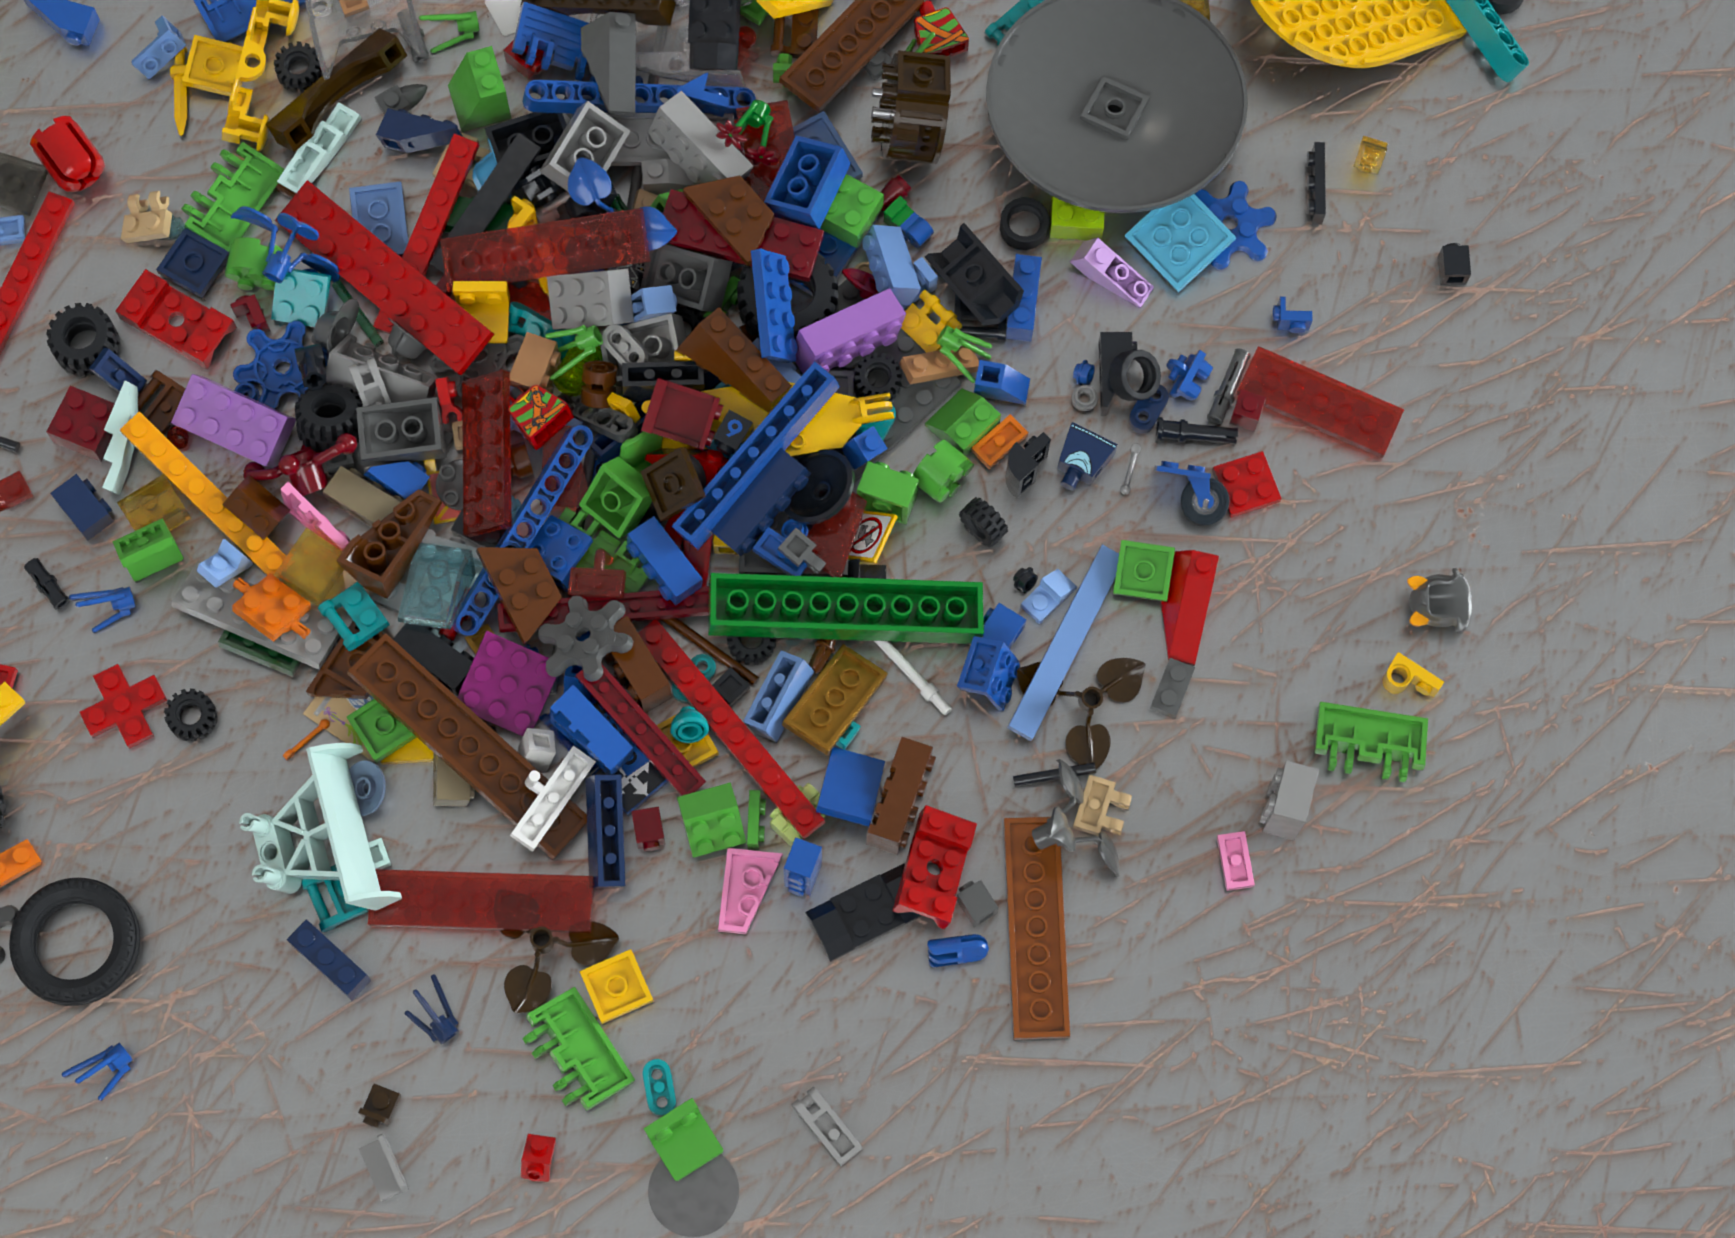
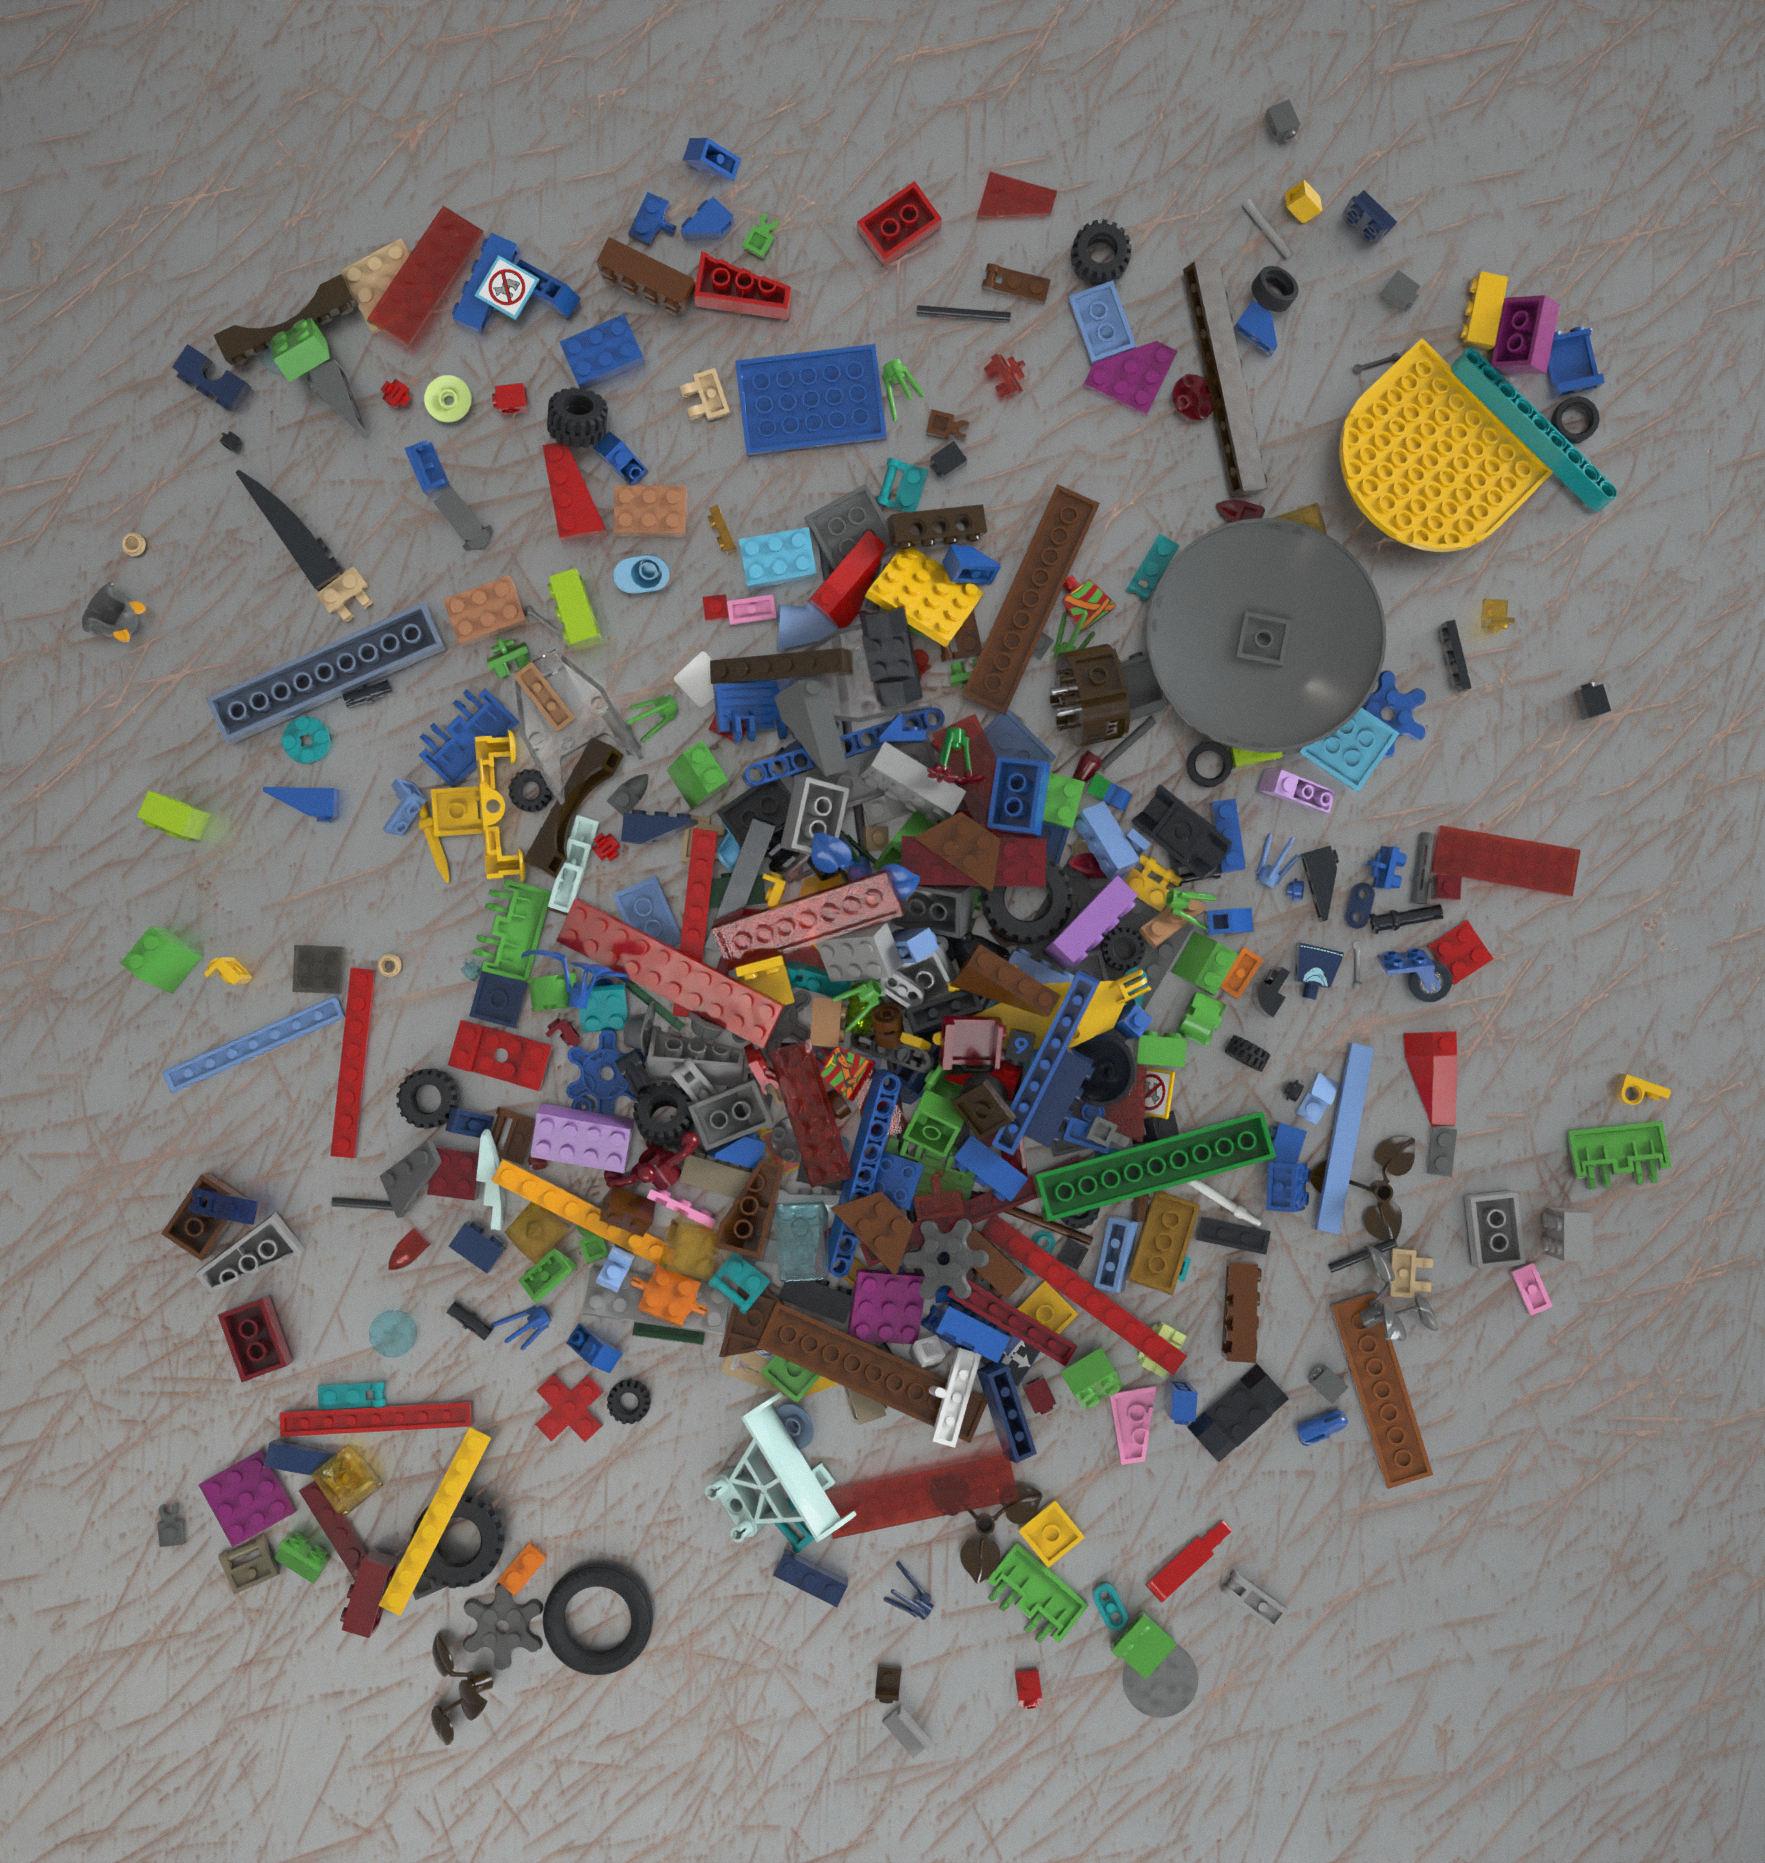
camera: 15 degrees left, 15 degrees up
(31, 410) = (409, 1175): none -> dark grey wing
(68, 154) = (359, 934): red cylinder -> none
(87, 194) = (382, 965): none -> tan plate
(114, 1057) = (663, 1704): blue plant -> none
(146, 225) = (446, 978): tan plate -> none
(171, 647) = (594, 1348): none -> blue slope
(206, 538) = (592, 1246): none -> bright green plate
(324, 724) = (741, 1377): orange hinge -> none
(358, 139) = (606, 846): none -> red gear
(689, 725) = (1050, 1302): teal brick -> none
(756, 808) = (1128, 1373): bright green plate -> none
(762, 1063) = (1187, 1562): none -> red piece
(774, 306) = (1025, 928): blue plate -> none
(850, 786) = (1199, 1317): blue tile -> none
(915, 714) = (1233, 1235): none -> black plate
(937, 840) = (1288, 1341): red piece -> none
(944, 181) = (1128, 742): none -> dark grey bar
(968, 130) = (1142, 686): none -> dark grey panel
(1058, 350) = (1270, 874): none -> medium blue plant
(1084, 390) = (1309, 911): light grey plate -> none
(1144, 570) = (1394, 1059): bright green plate -> none
(1151, 375) = (1357, 888): black tyre -> none
(1209, 781) = (1494, 1229): none -> light grey brick
(1291, 320) = (1467, 793): blue bracket -> none
(1440, 600) = (1651, 1018): dark grey hair -> none

